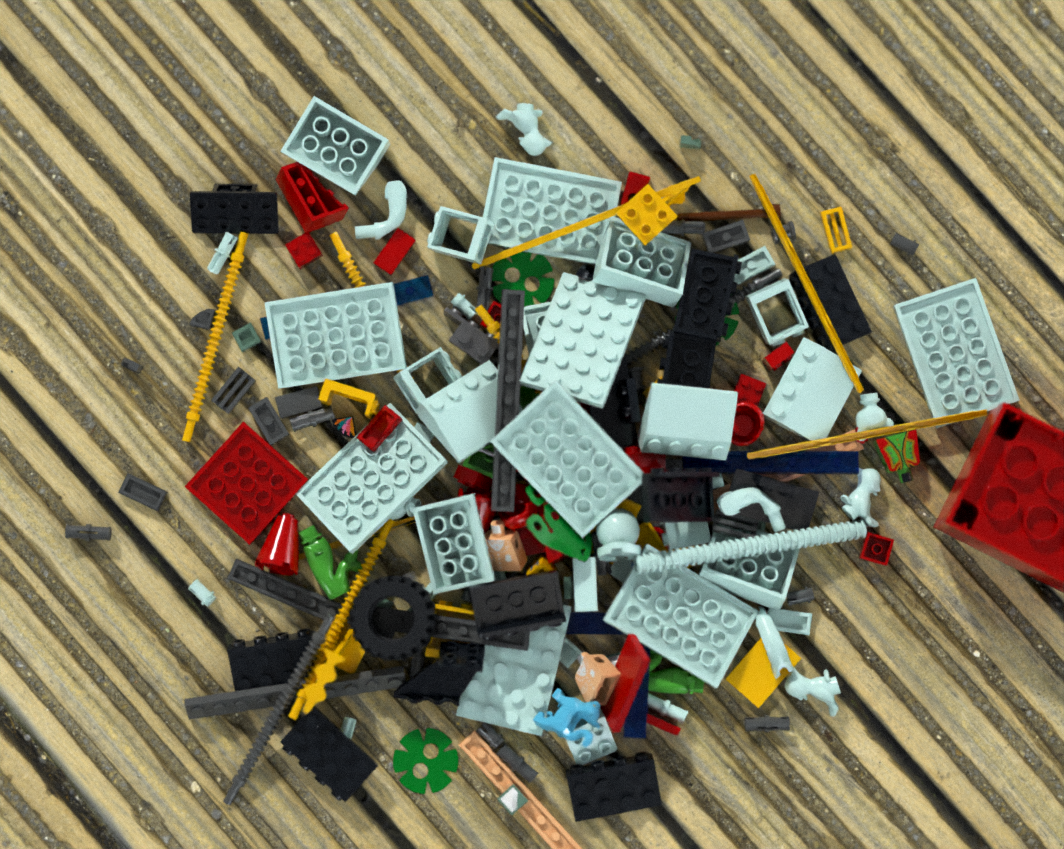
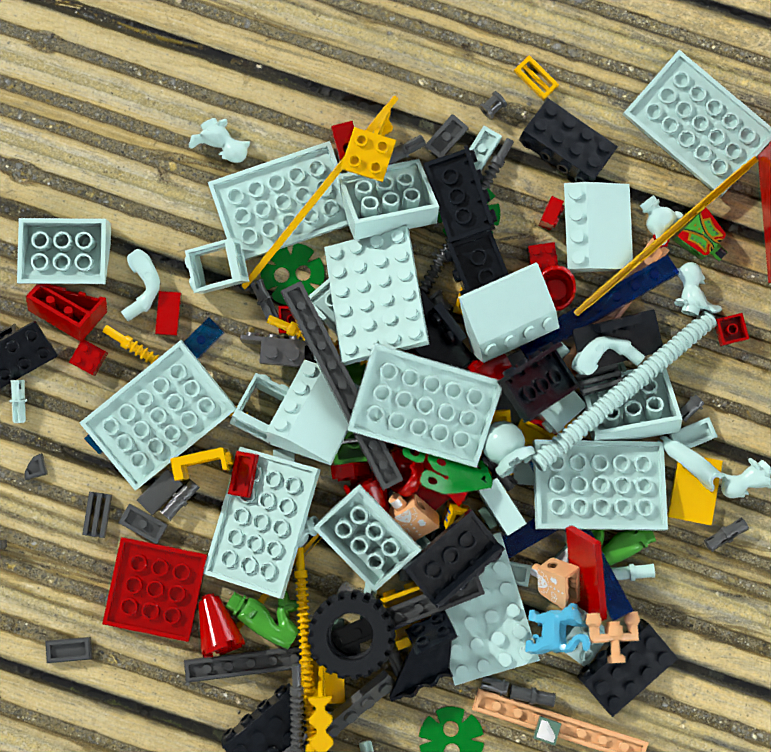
camera: 25 degrees left, 0 degrees up
(72, 531) = (27, 720): dark grey pin -> none
(202, 593) = (171, 708): light aqua pin -> none
(237, 257) = (74, 557): yellow hose -> none
(246, 337) = (82, 462): sand green tile -> none
(345, 426) = (212, 489): tile -> none
(463, 306) = (255, 325): light aqua pin -> none
(585, 272) = (344, 236): black tile -> none
(617, 748) = (613, 633): none -> light nougat piece
(661, 724) = (639, 588): red tile -> none
(688, 142) = (366, 75): sand green tile -> none
(723, 215) = (474, 93): reddish brown piece -> none
(767, 292) = (511, 161): light aqua window -> none
(806, 283) = (539, 136): yellow piece -> none
(904, 244) = (601, 56): dark grey pin -> none

